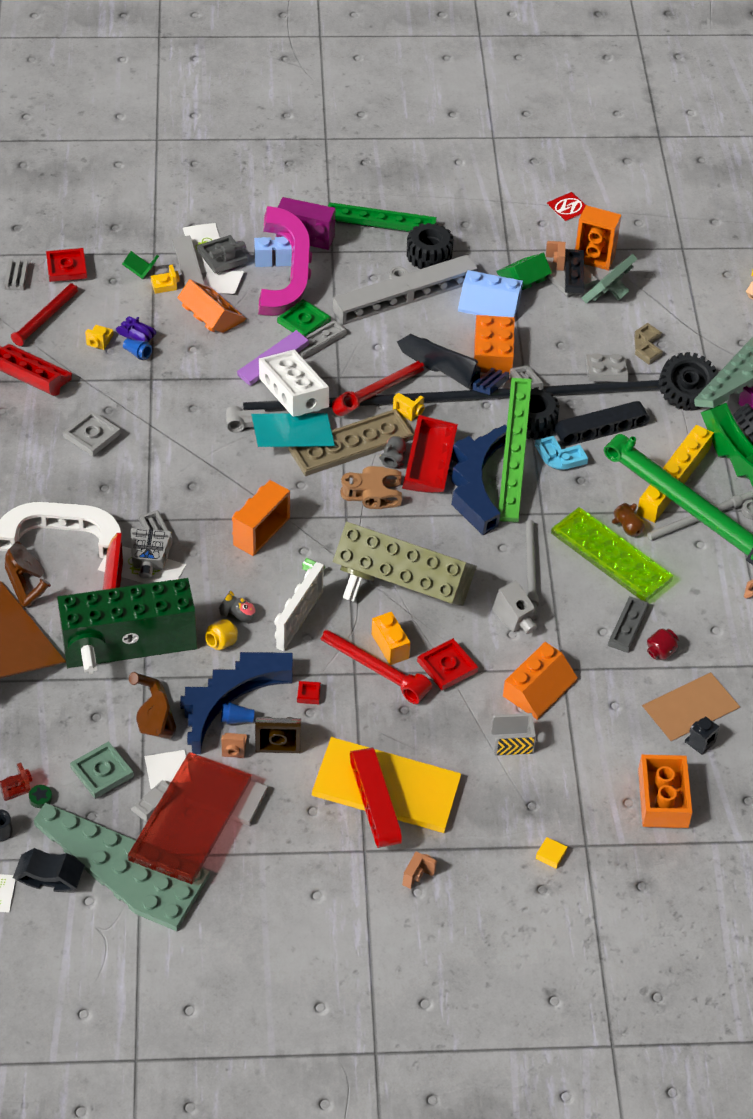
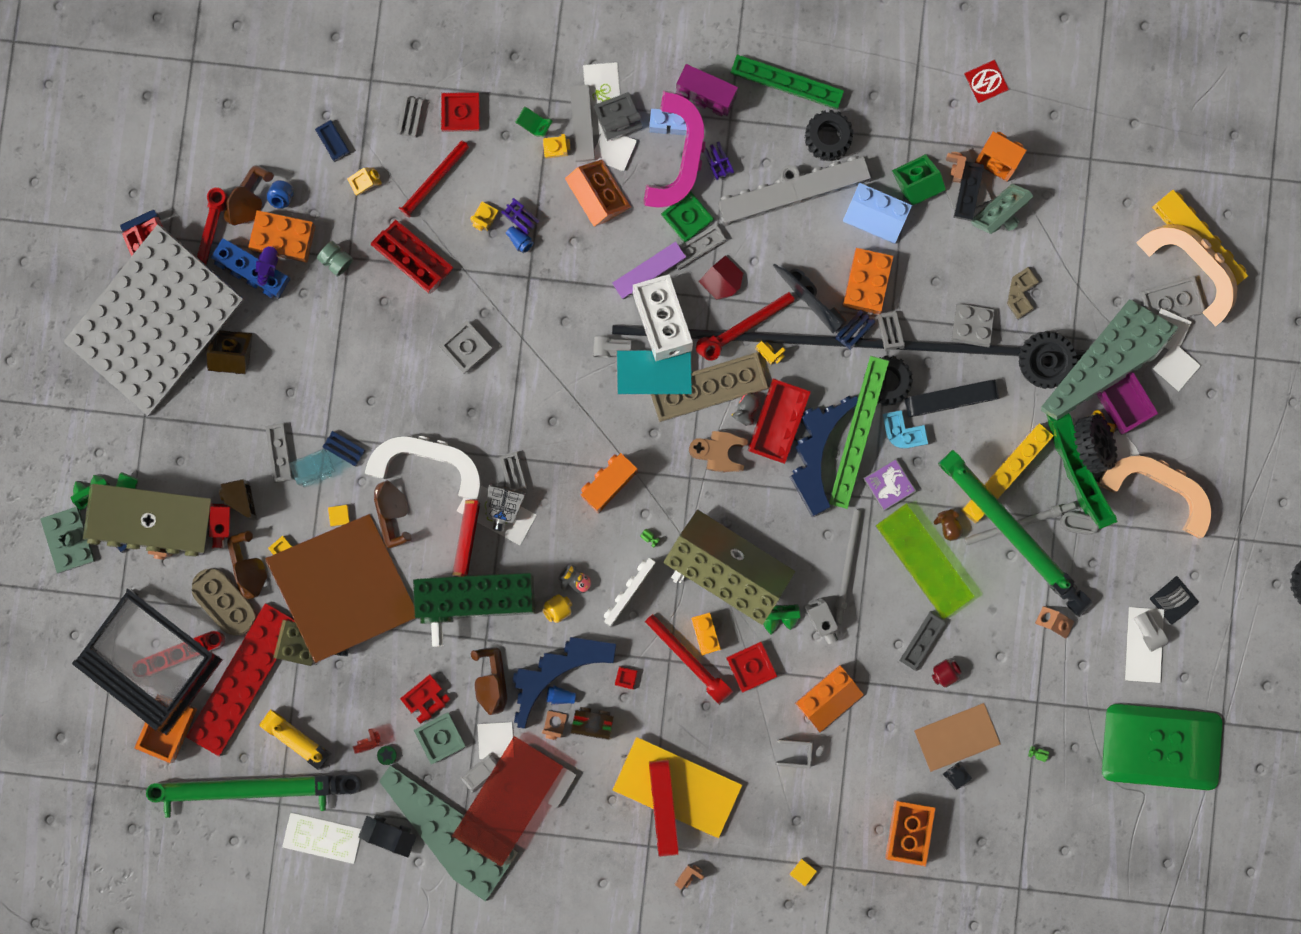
camera: 15 degrees right, 35 degrees up
(75, 730) = (421, 694): none -> red plate
(326, 274) = (718, 162): none -> dark purple arm
(346, 360) = (722, 279): none -> dark red slope
(459, 616) = (788, 614): none -> green tile
(557, 498) = (889, 484): none -> tile

